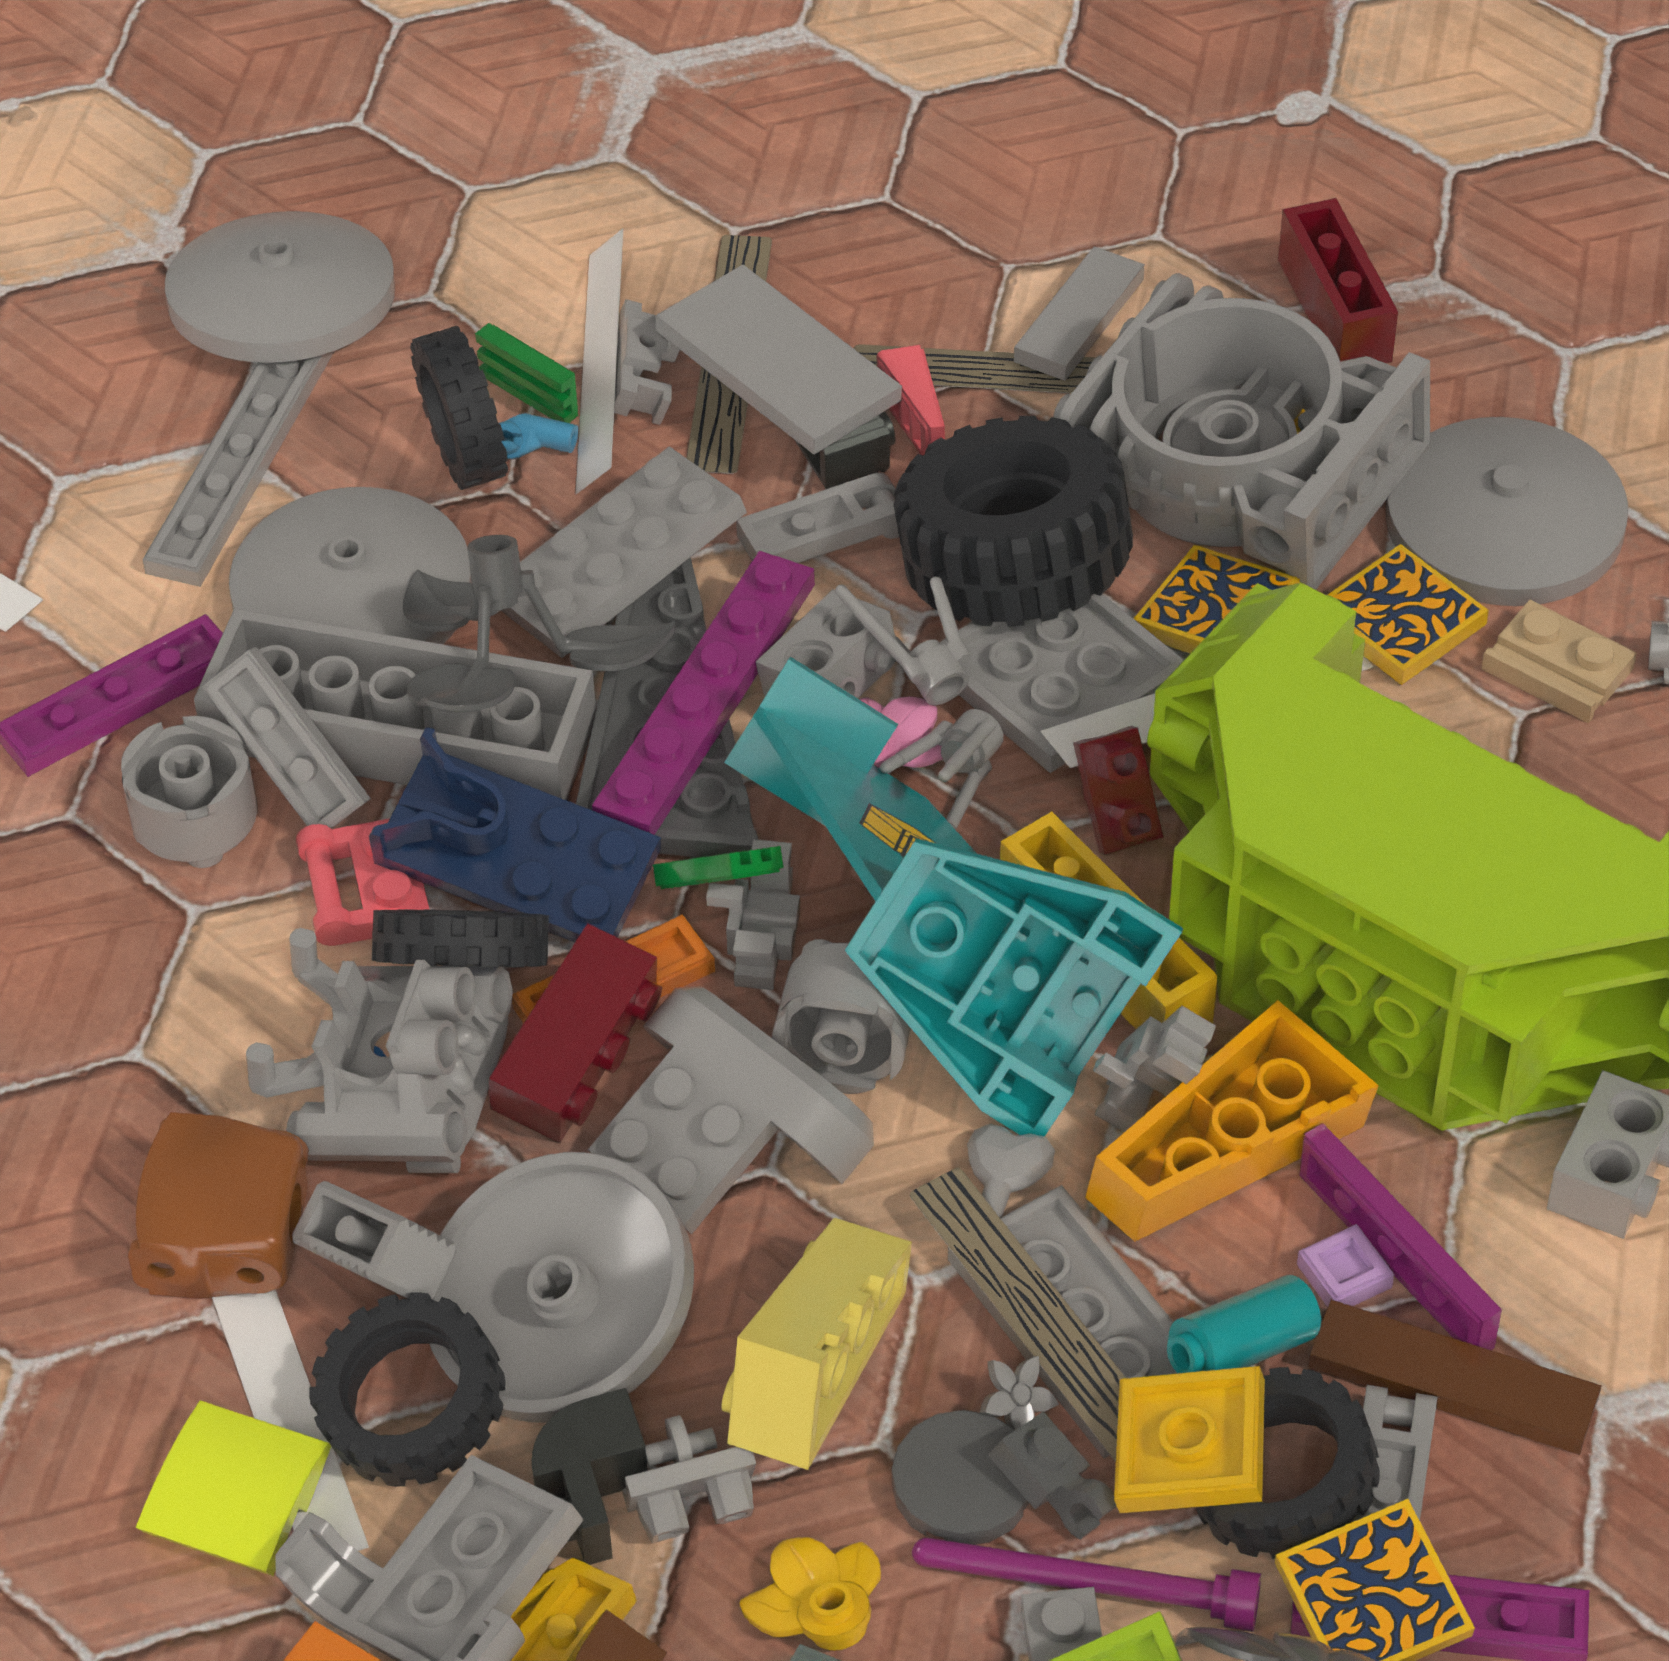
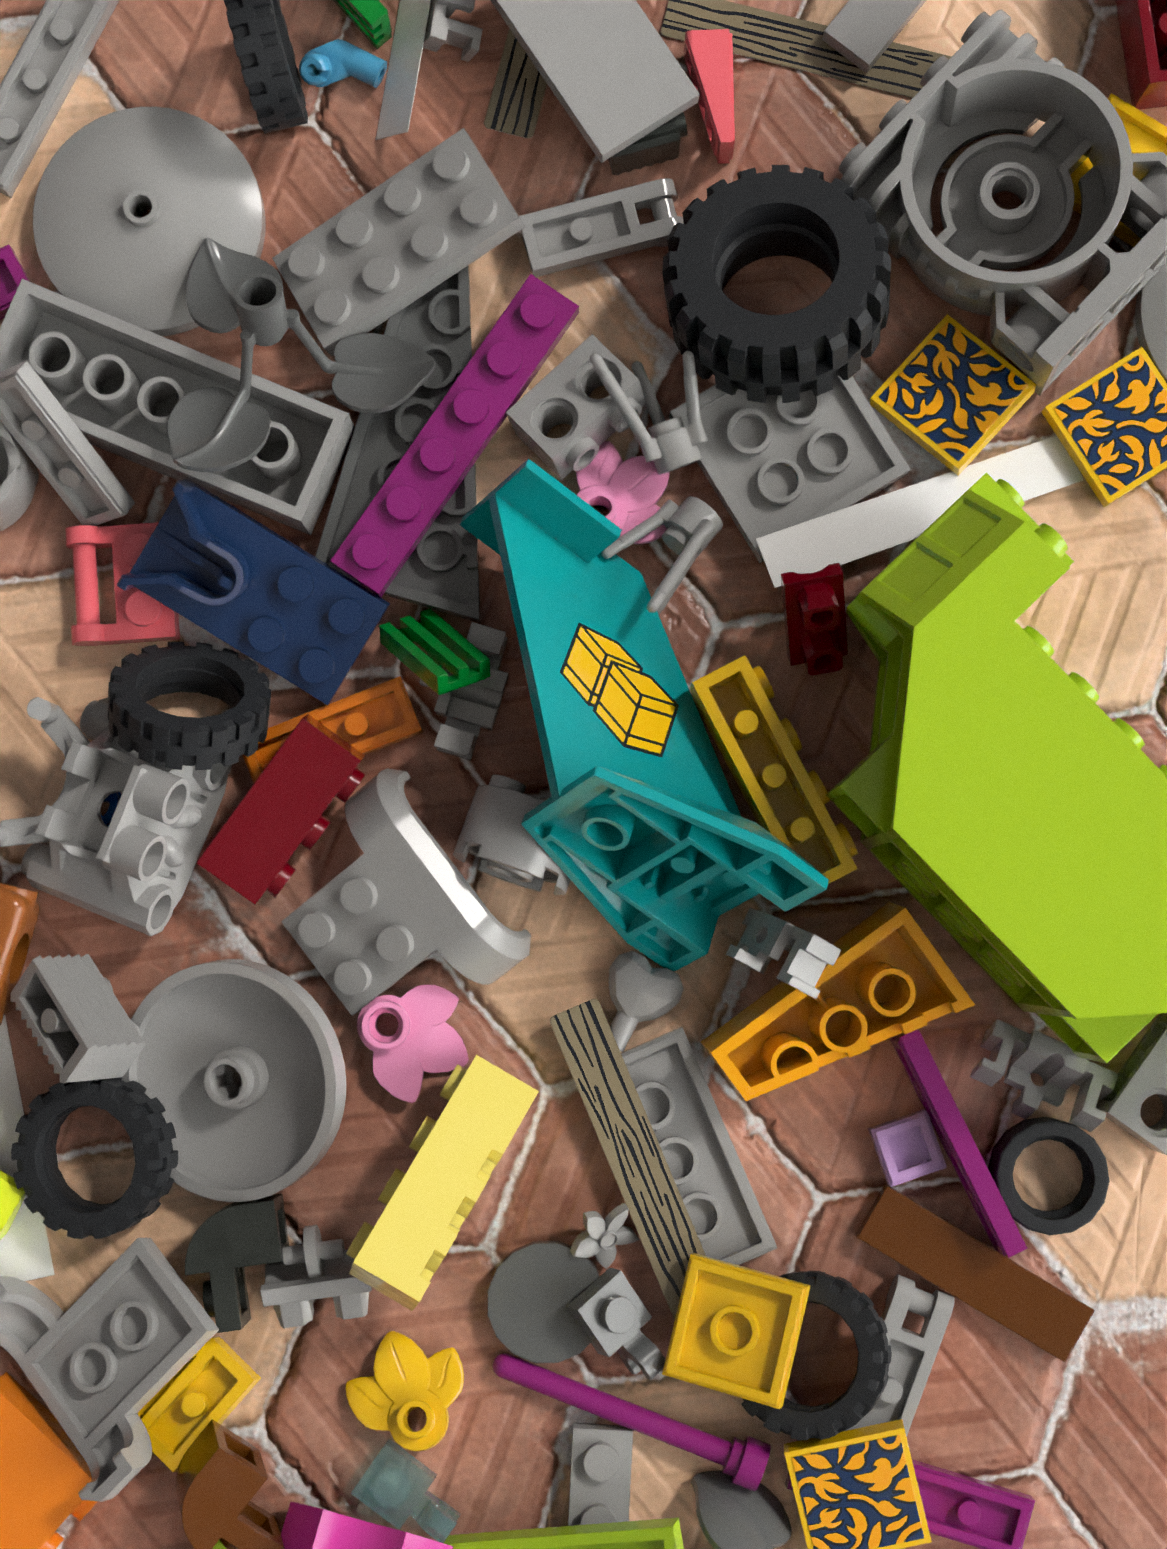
camera: 10 degrees right, 35 degrees up
(763, 1240) = (420, 1042): none -> bright pink plate
(1245, 1327) = (804, 1220): teal brick -> none
(1476, 1160) = (1055, 1065): none -> light grey piece
(1533, 1225) = (1093, 1165): none -> black tyre

